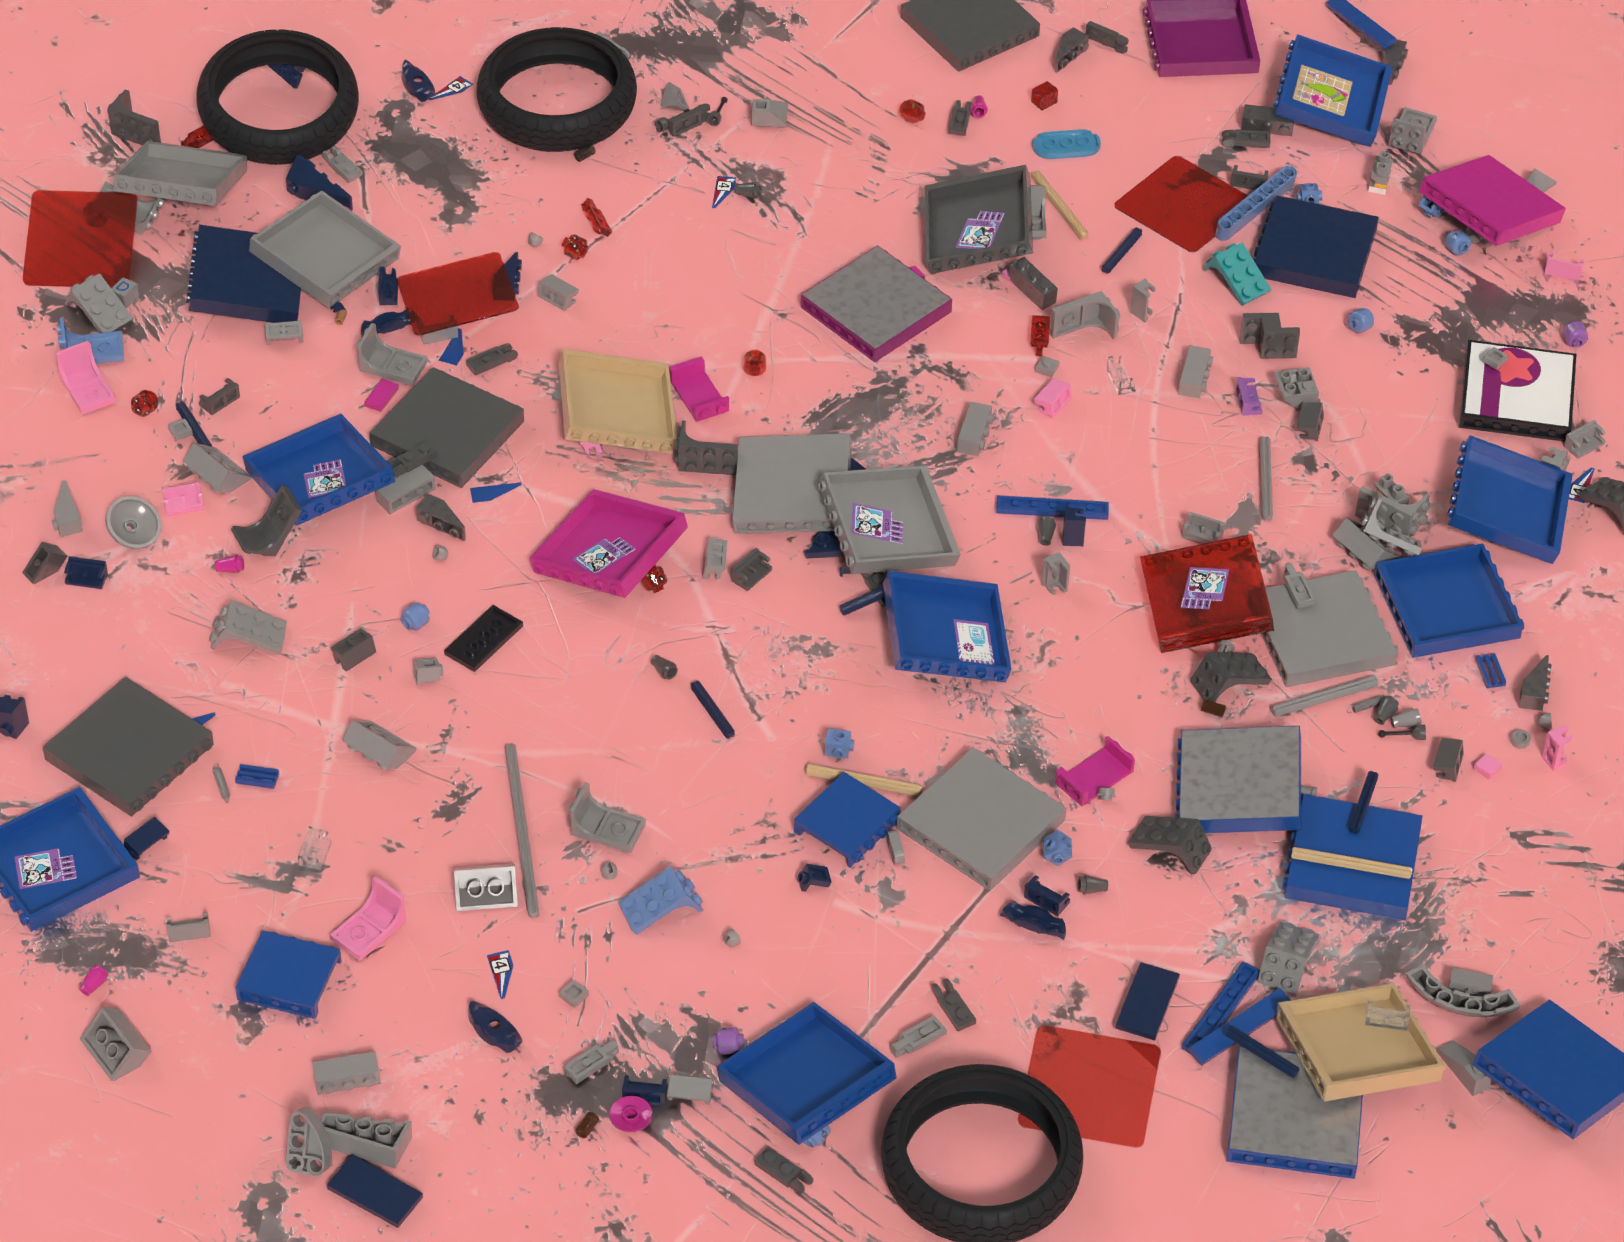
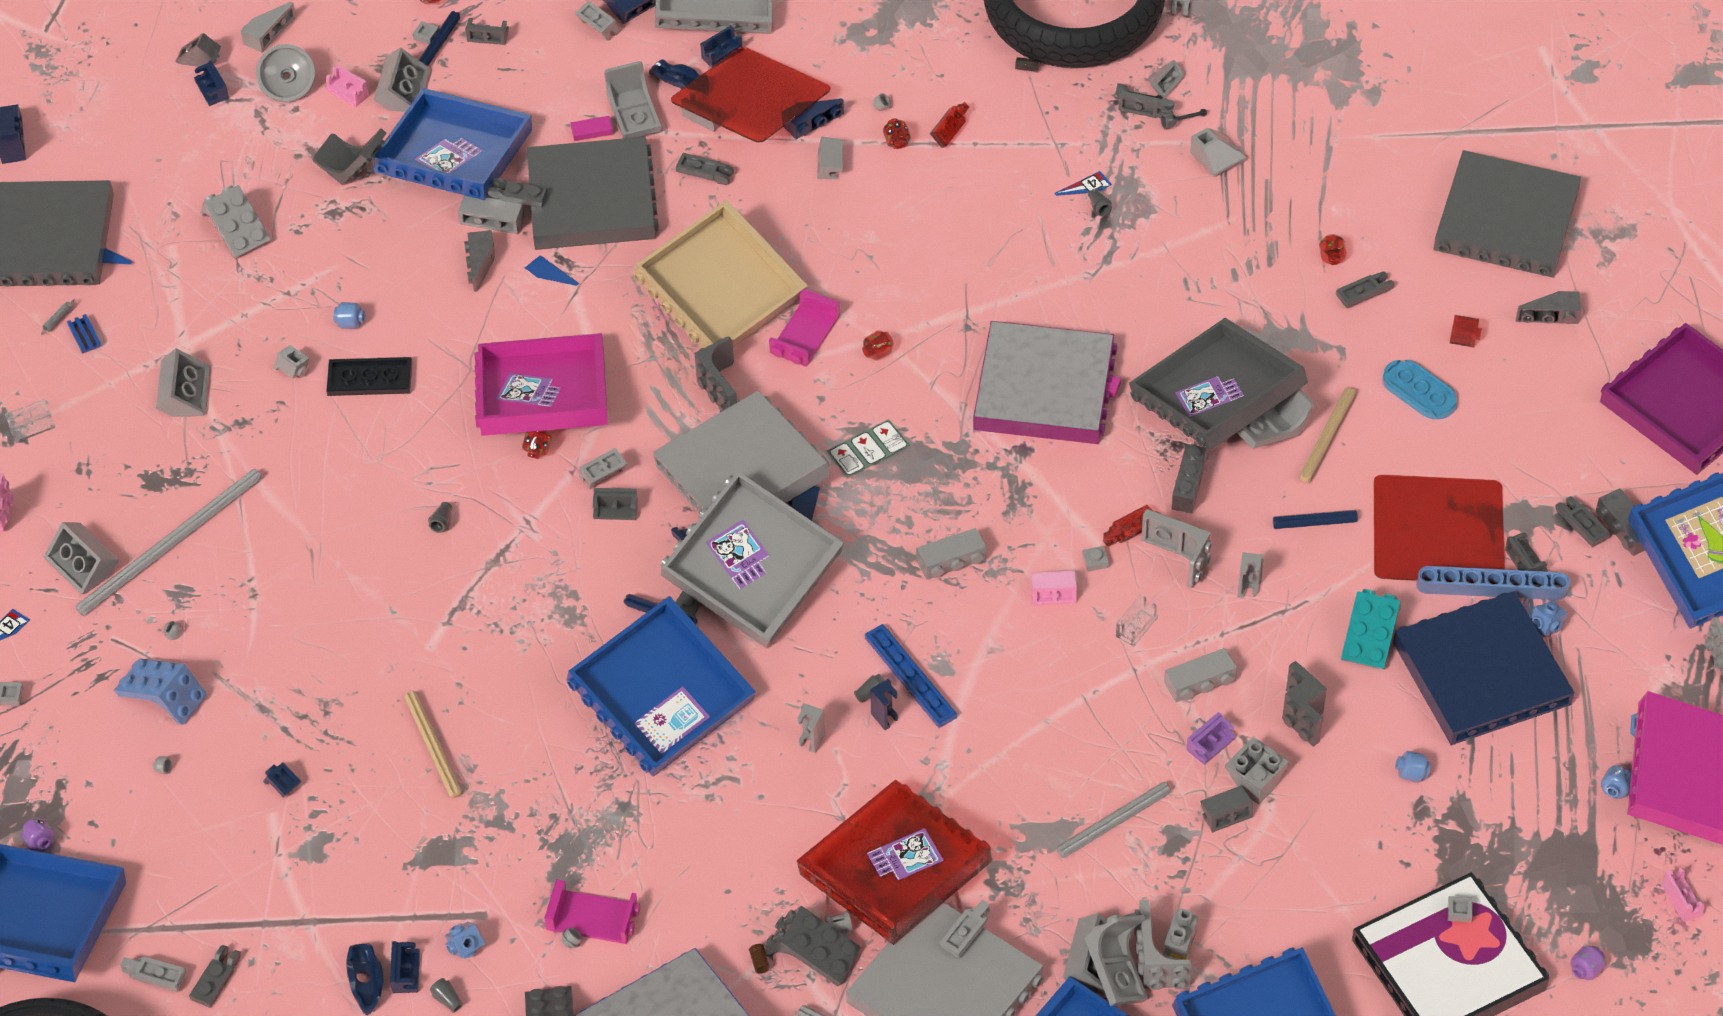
camera: 55 degrees right, 5 degrees up
(230, 564) = (302, 163): dark pink cone -> none
(341, 312) = (663, 40): arm -> none
(353, 649) = (274, 300): dark grey hinge -> none
(440, 553) = (439, 285): light grey hinge -> none
(454, 350) = (695, 139): blue sticker -> none
(602, 824) = (216, 587): light grey bracket -> none
(712, 709) = (422, 583): dark blue axle -> none
(835, 416) = (868, 448): none -> sticker
(838, 743) = (452, 696): medium blue brick -> none
(848, 818) = (368, 760): blue panel -> none
(895, 847) = (366, 816): light grey beam -> none
(979, 107) = (1393, 293): dark pink cone -> none
(981, 818) = (457, 860): light grey panel -> none
(1107, 37) = (1603, 327): dark grey hinge -> none
(1202, 529) = (987, 811): light grey hinge -> none
(1380, 173) = (1646, 658): light grey hips -> none

